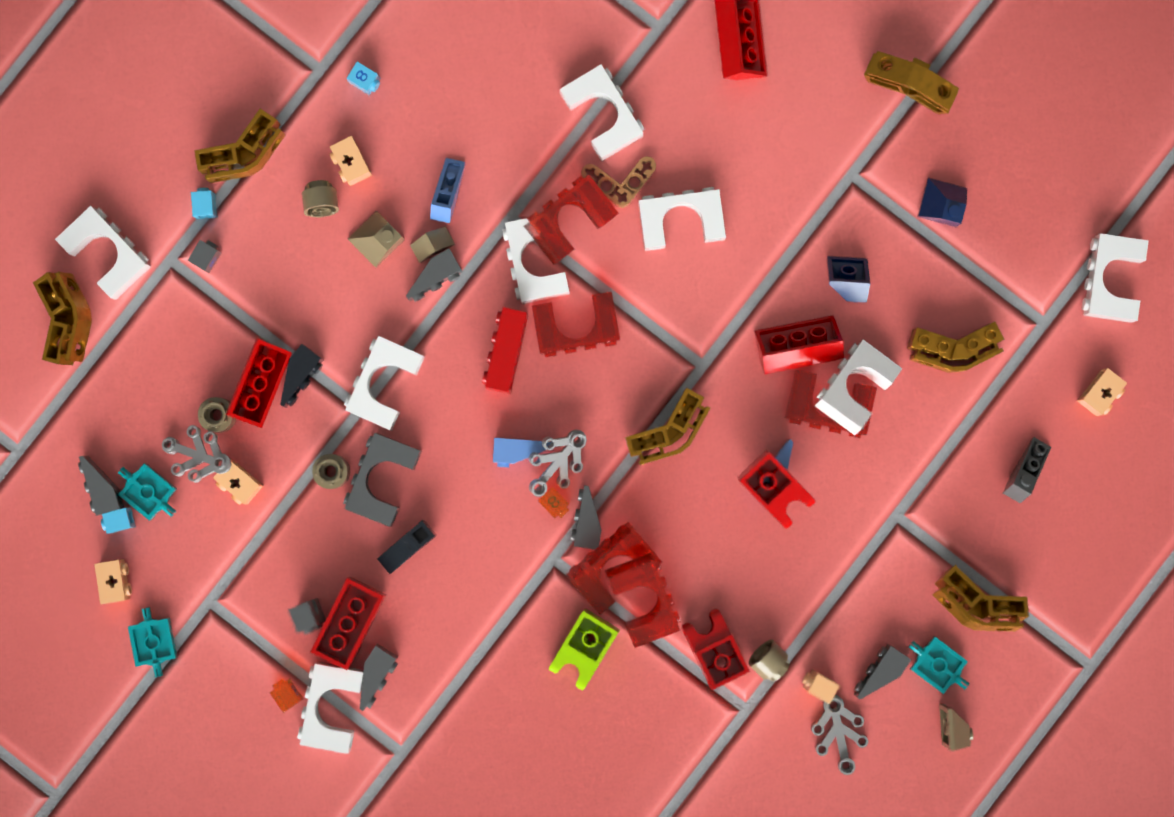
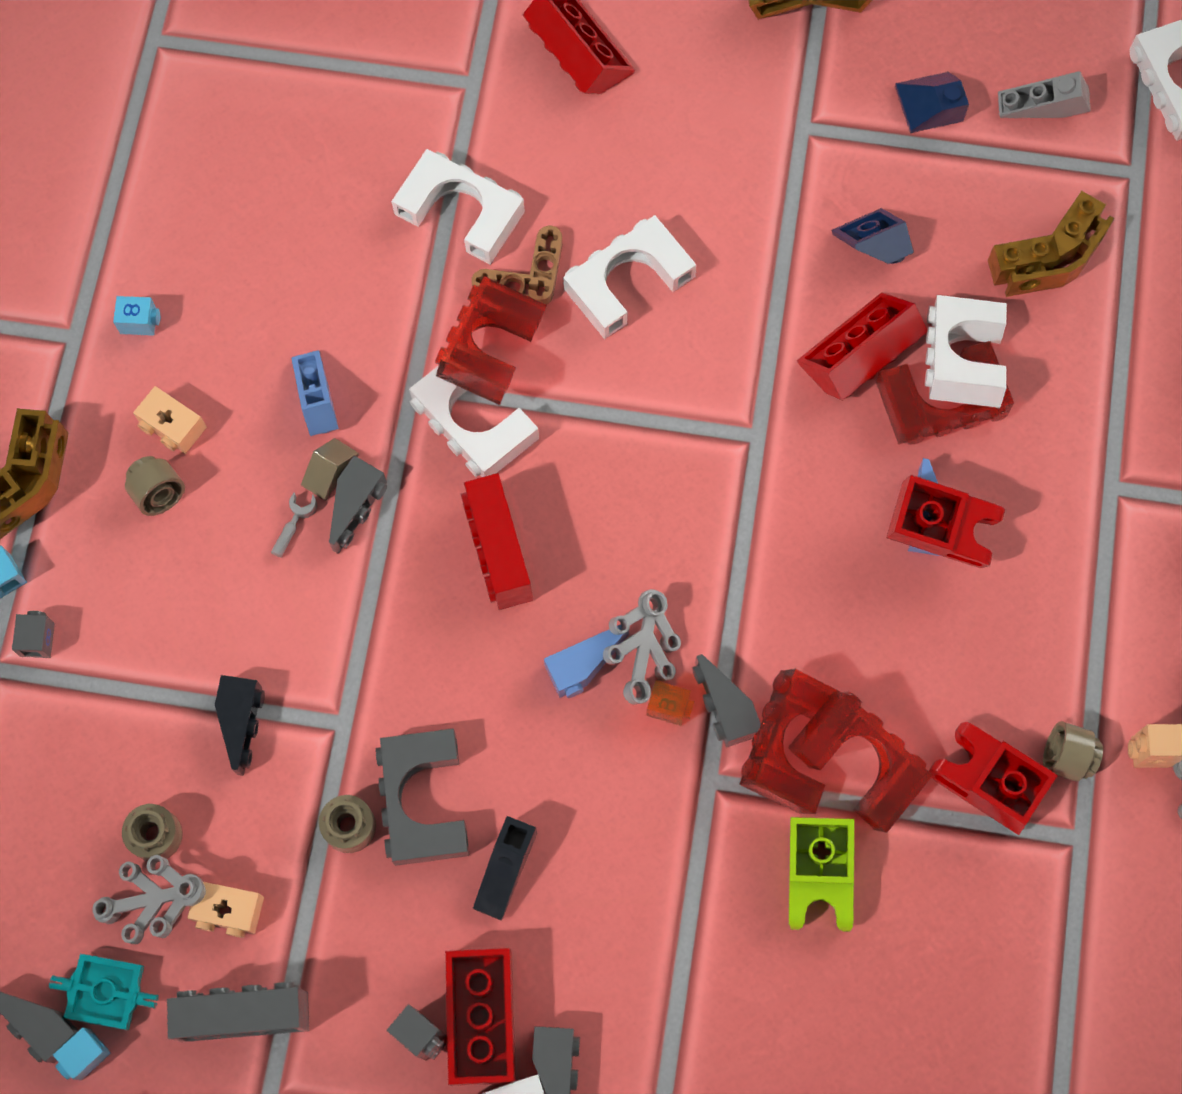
camera: 30 degrees left, 15 degrees down
(214, 548) = (237, 1014): none -> dark grey brick
(258, 383) = (188, 756): red slope -> none
(376, 239) = (254, 497): dark tan slope -> none
(382, 354) = (338, 634): white arch -> none
(389, 270) = (290, 528): none -> light grey piece
(604, 331) = (551, 501): clear red arch -> none
(672, 431) = (767, 532): pearl gold brick -> none
(1016, 243) = (1047, 98): none -> light grey slope

